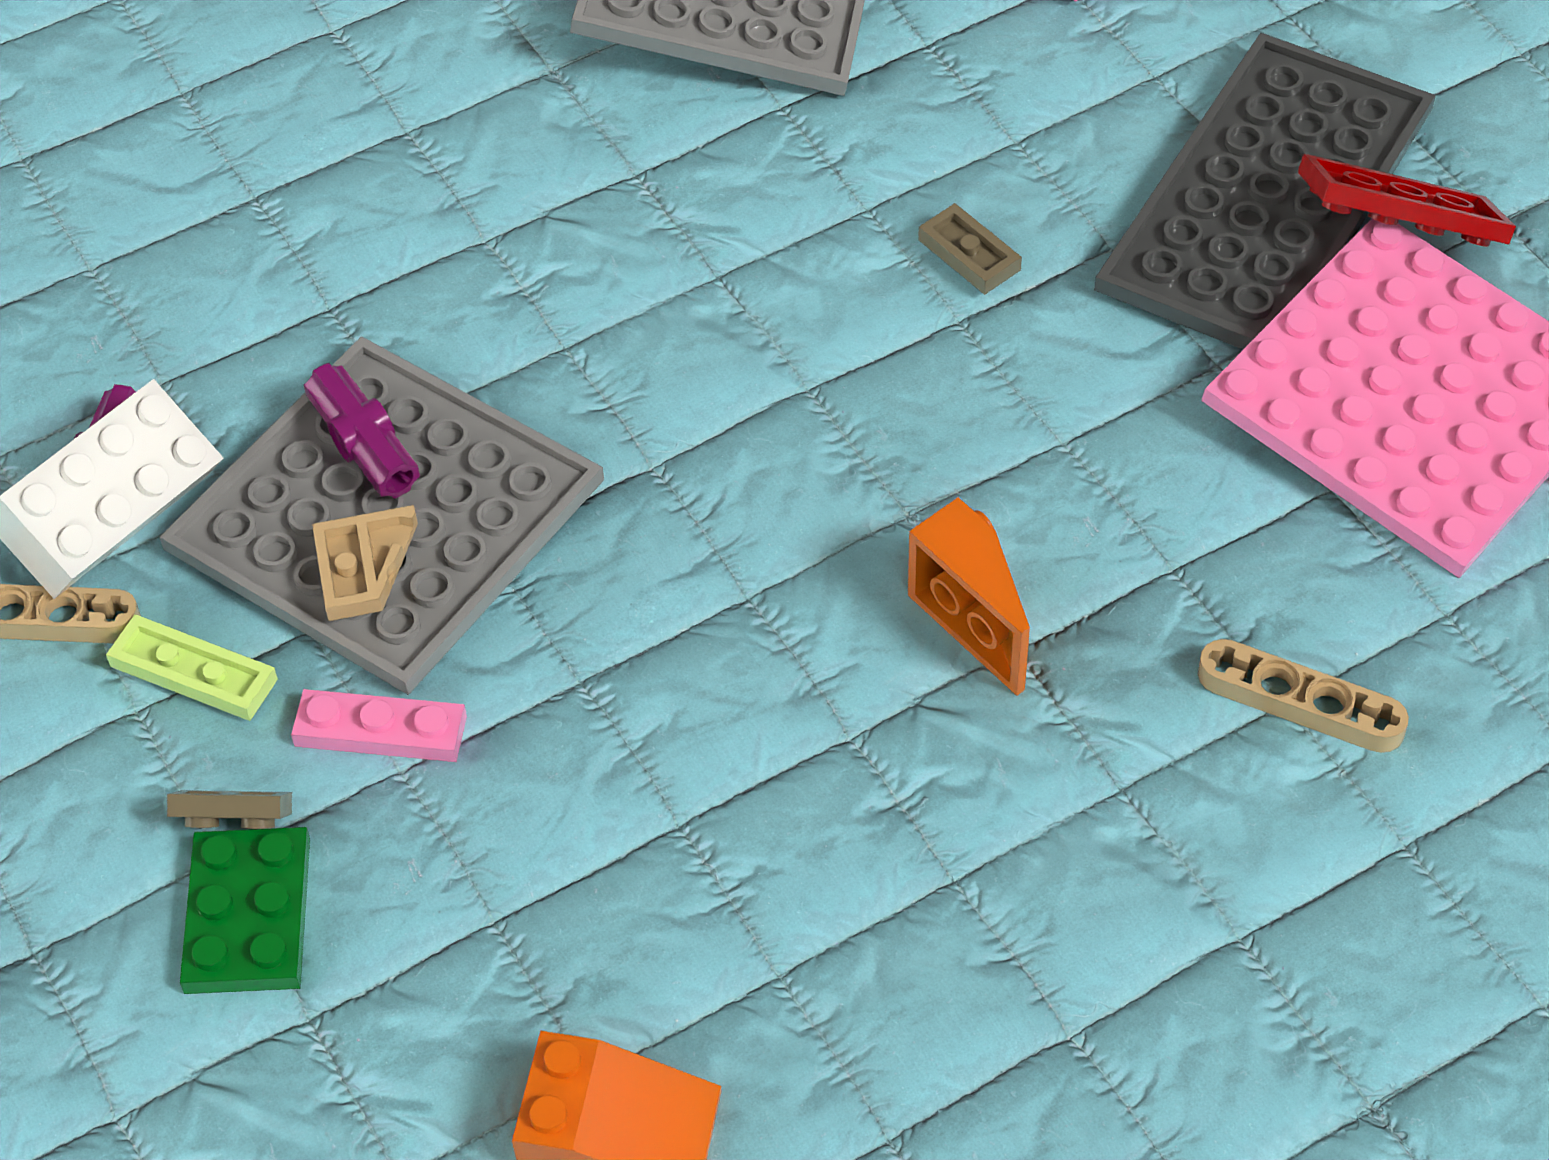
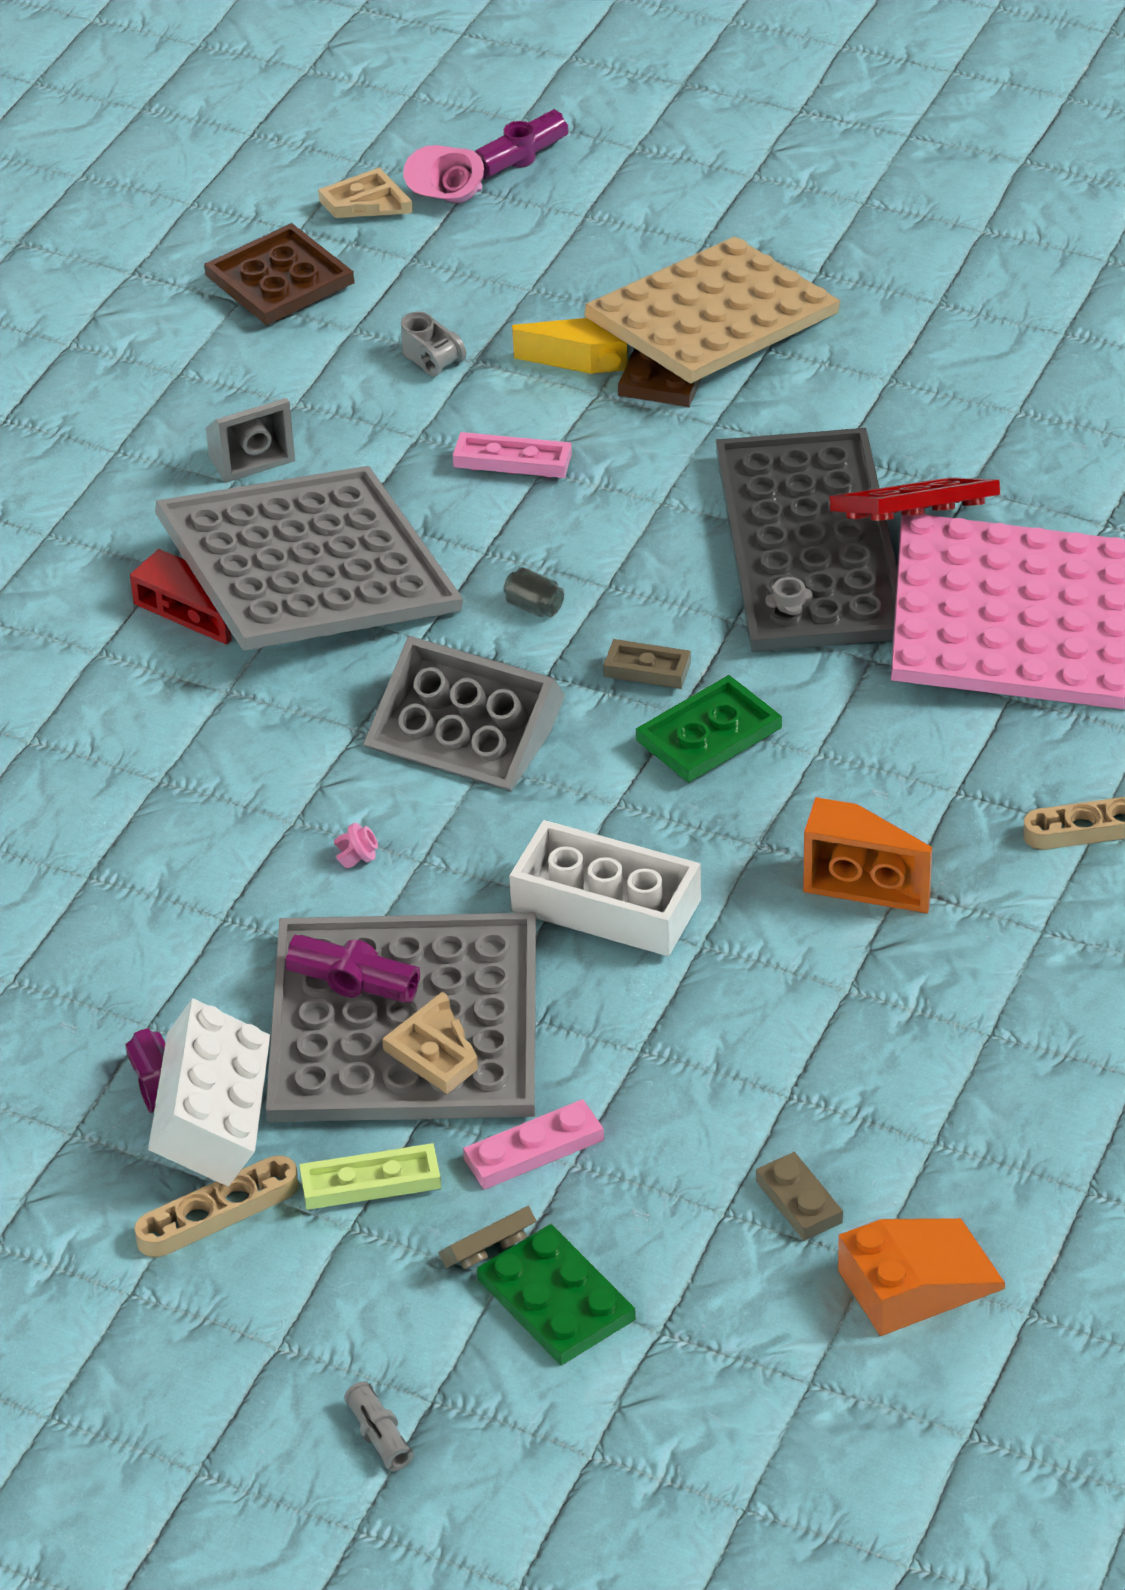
camera: 35 degrees left, 10 degrees down
(511, 299) = (356, 845): none -> bright pink plate
(580, 951) = (799, 1196): none -> dark tan plate
(690, 479) = (606, 887): none -> white brick
(733, 212) = (464, 714): none -> light grey slope
(924, 112) = (533, 592): none -> clear smoke brick
(967, 354) = (708, 728): none -> green plate
(1171, 247) = (789, 595): none -> light grey plate

